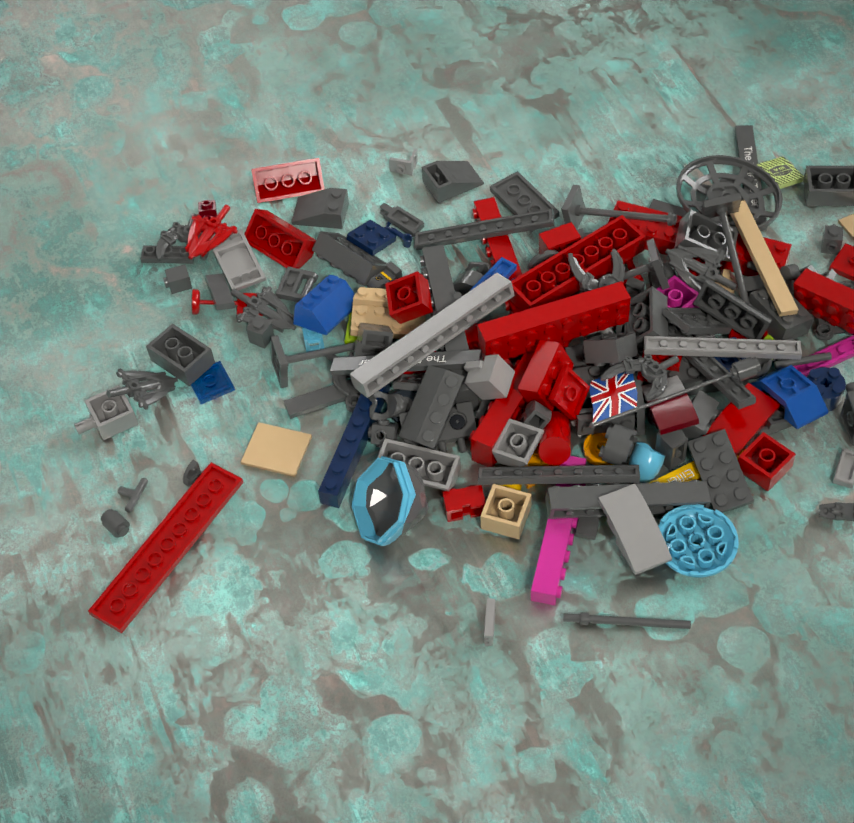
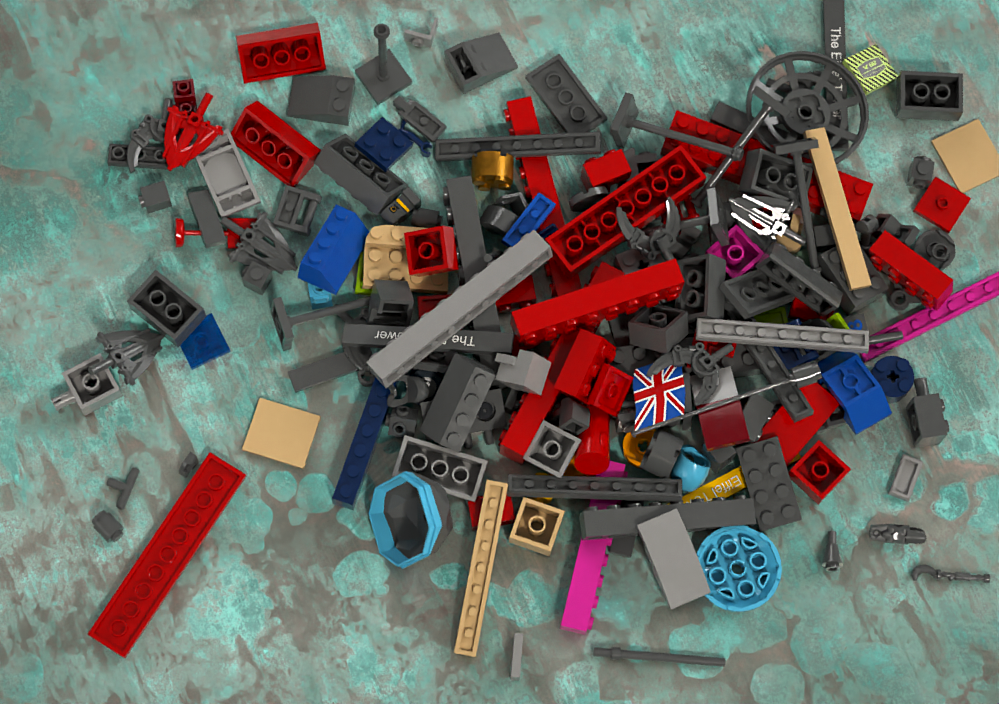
camera: 10 degrees left, 20 degrees up
(373, 191) = (383, 74): none -> dark grey tile
(454, 546) = (480, 568): none -> tan plate
(462, 247) = (492, 170): none -> pearl gold brick
(696, 180) = (769, 105): none -> dark grey tile
(785, 532) = (832, 558): none -> dark grey cone

